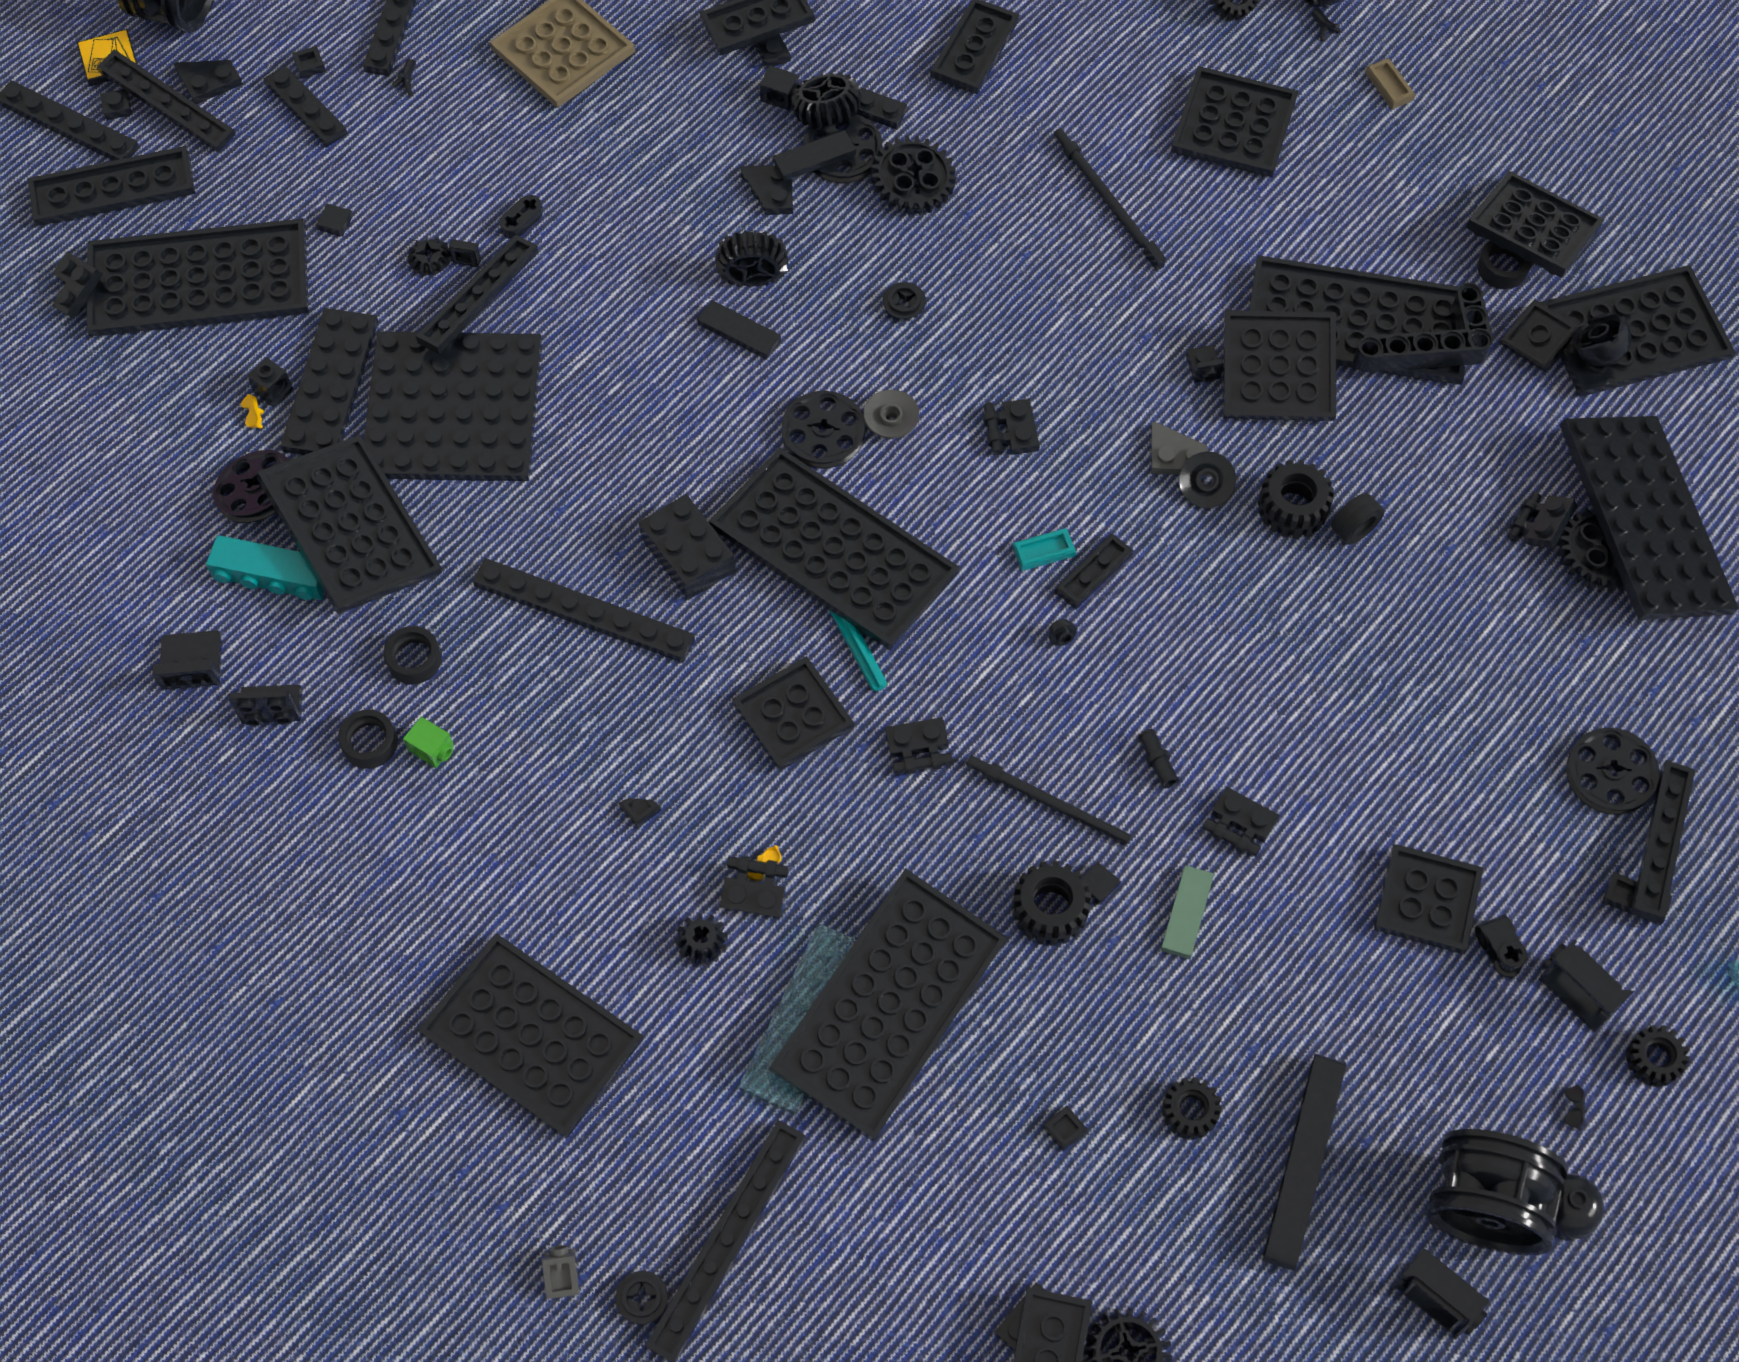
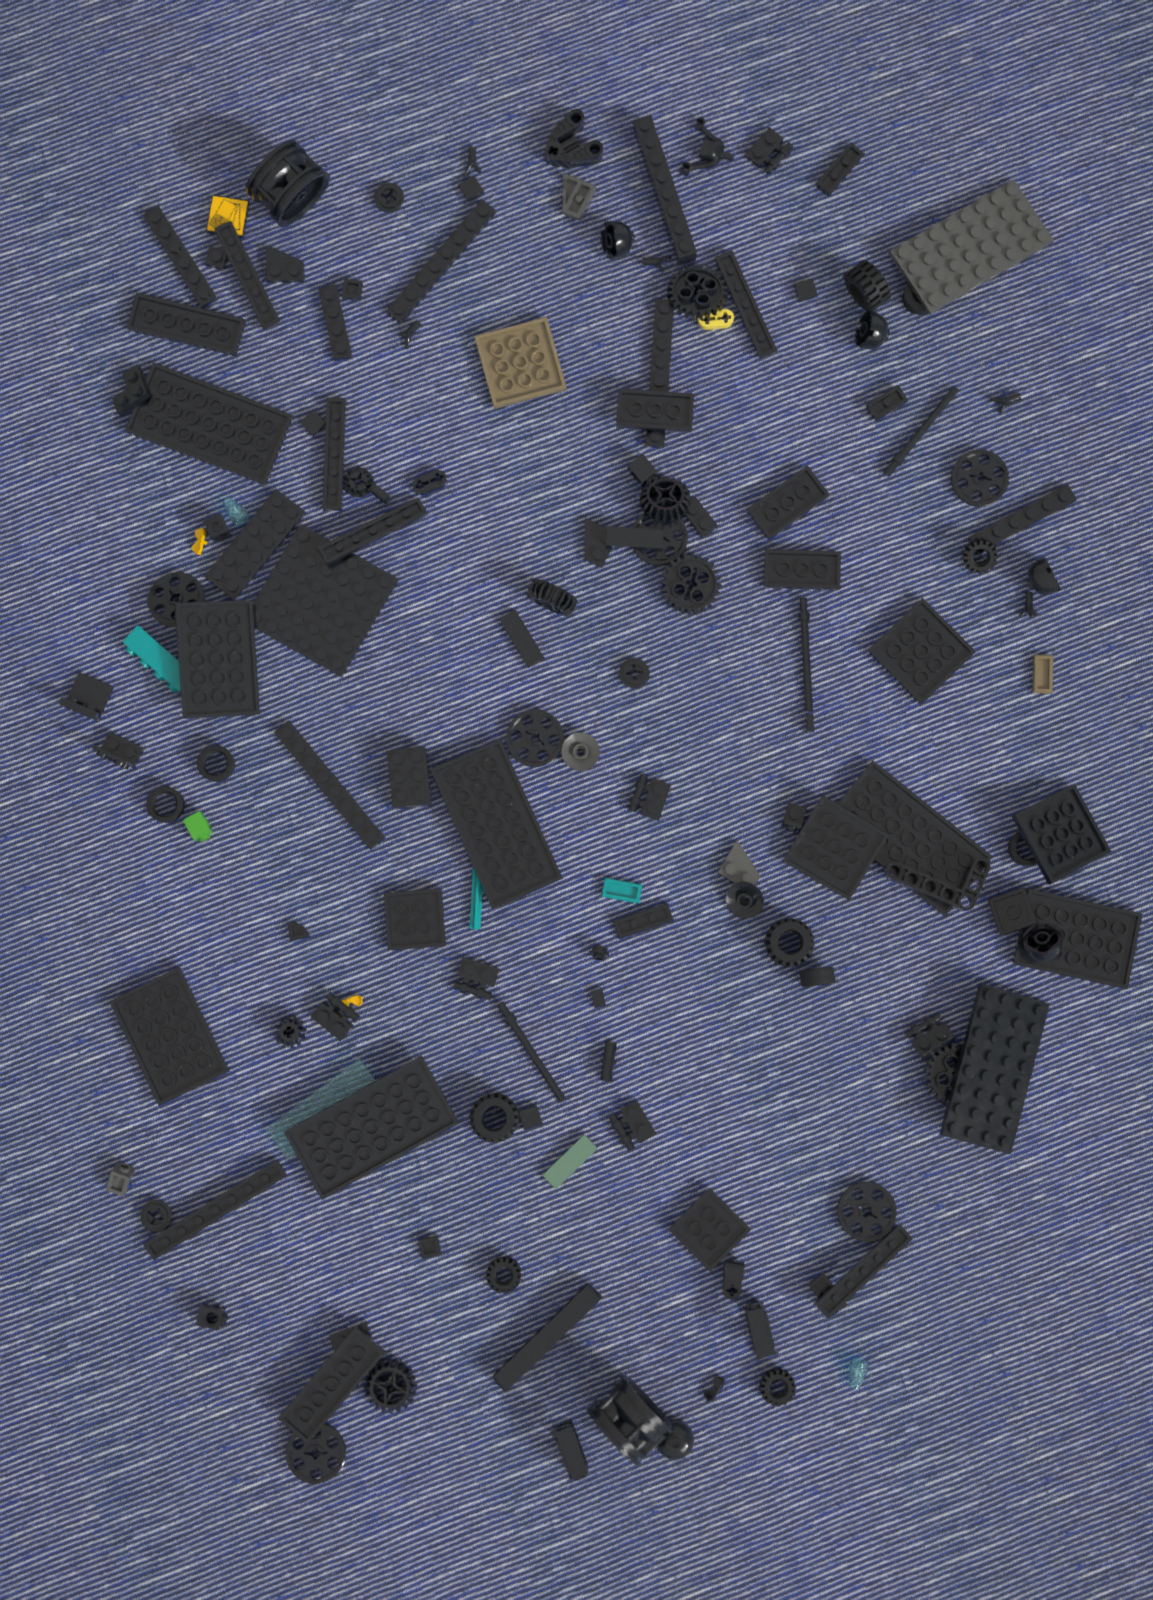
camera: 30 degrees right, 20 degrees up
(284, 355) = (235, 511): none -> clear light blue cone
(381, 239) = (334, 454): none -> black plate
(1037, 103) = (802, 569): none -> black plate
(1095, 690) = (598, 998): none -> black piece

